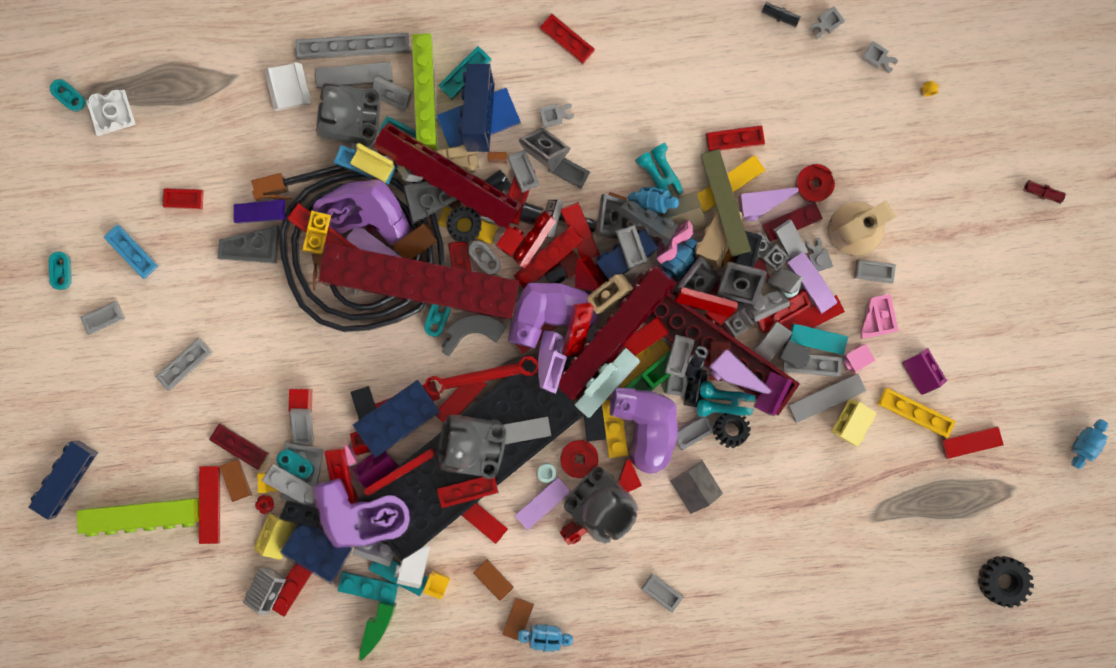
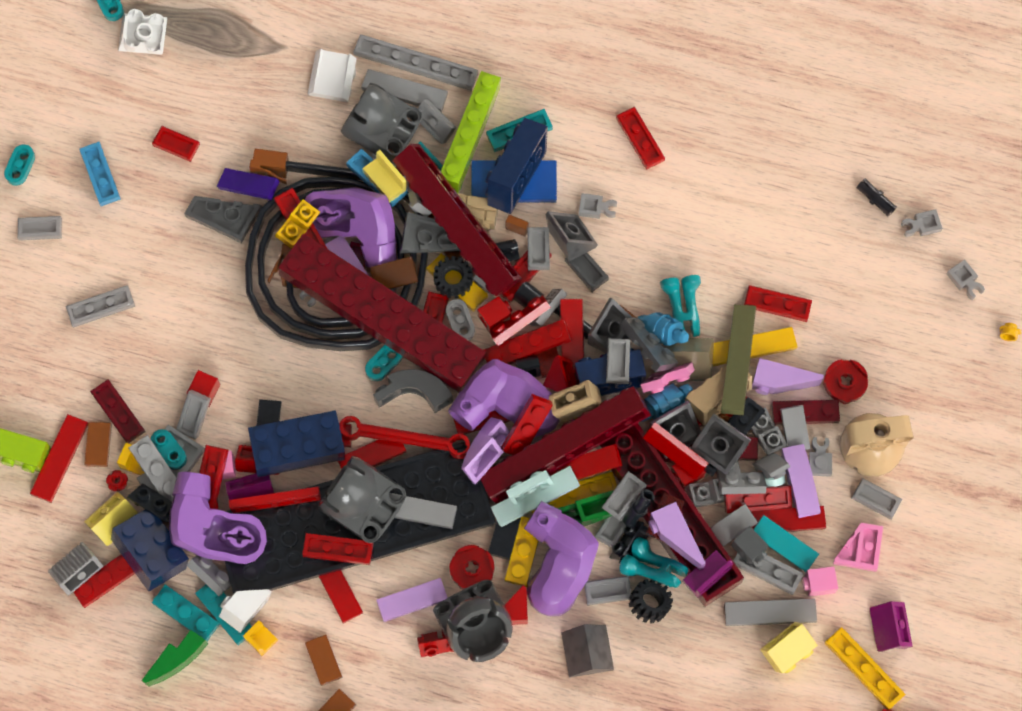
camera: 25 degrees right, 15 degrees down
(546, 473) = (430, 569): light aqua tile -> none

